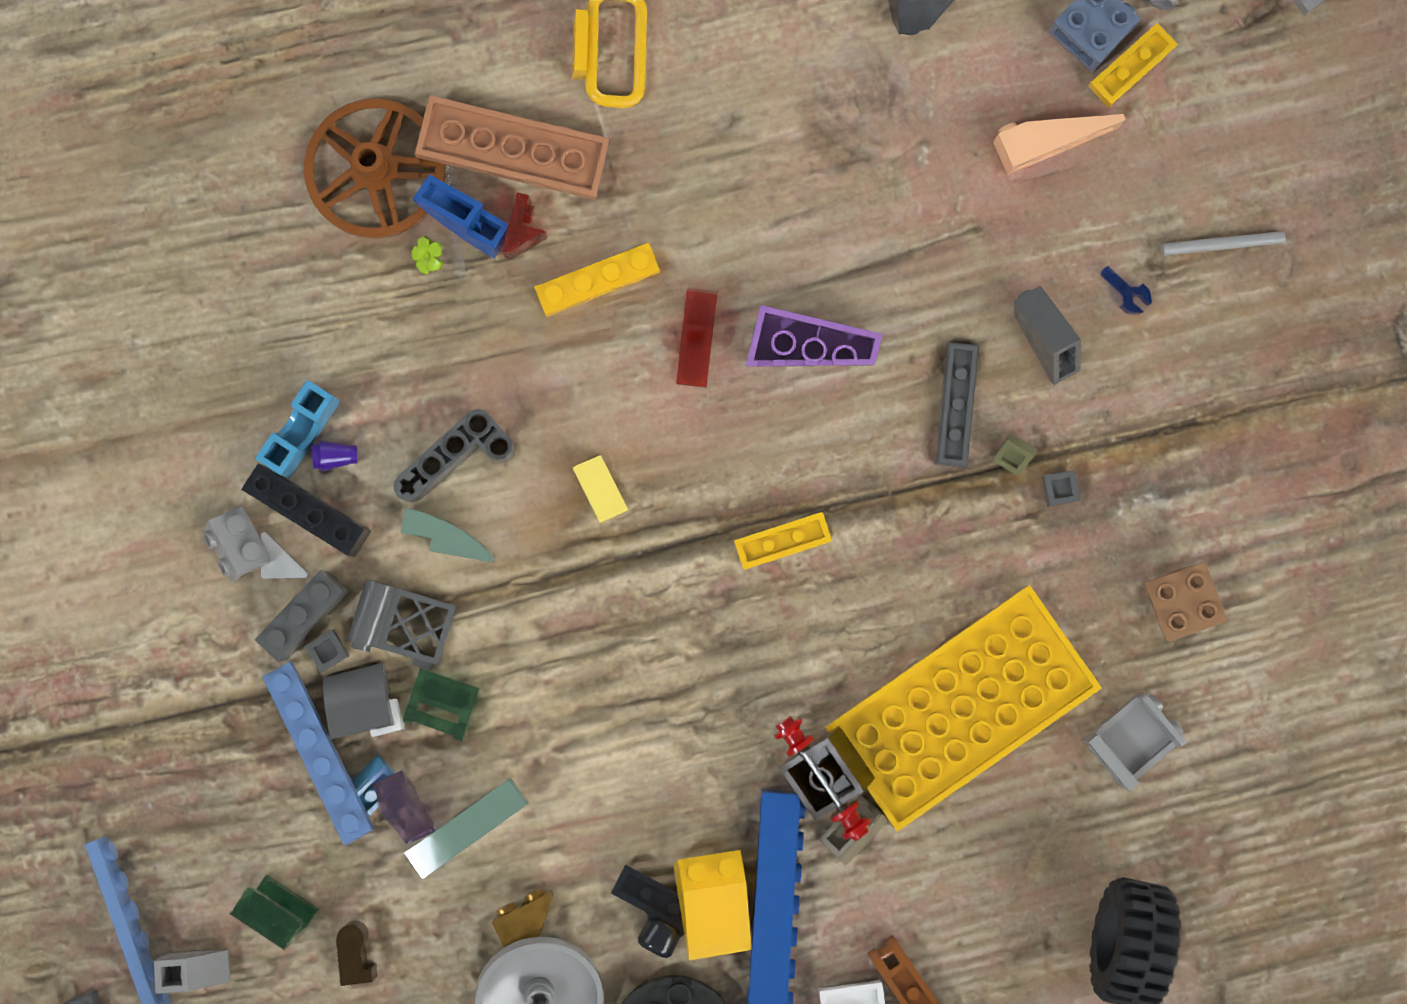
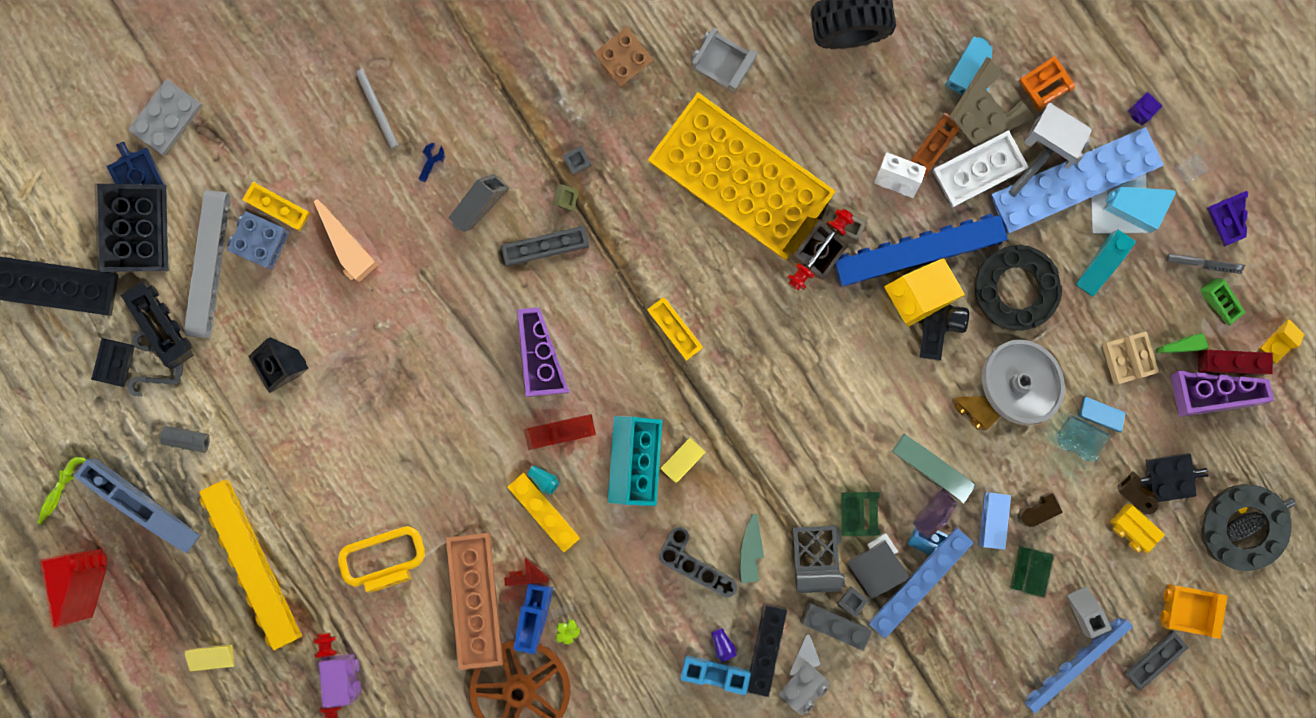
camera: 110 degrees left, 0 degrees up
(364, 886) = (994, 520): none -> light blue piece
(621, 423) = (635, 461): none -> teal slope
(640, 293) = (545, 481): none -> teal cone
(889, 931) = (900, 175): none -> white bracket

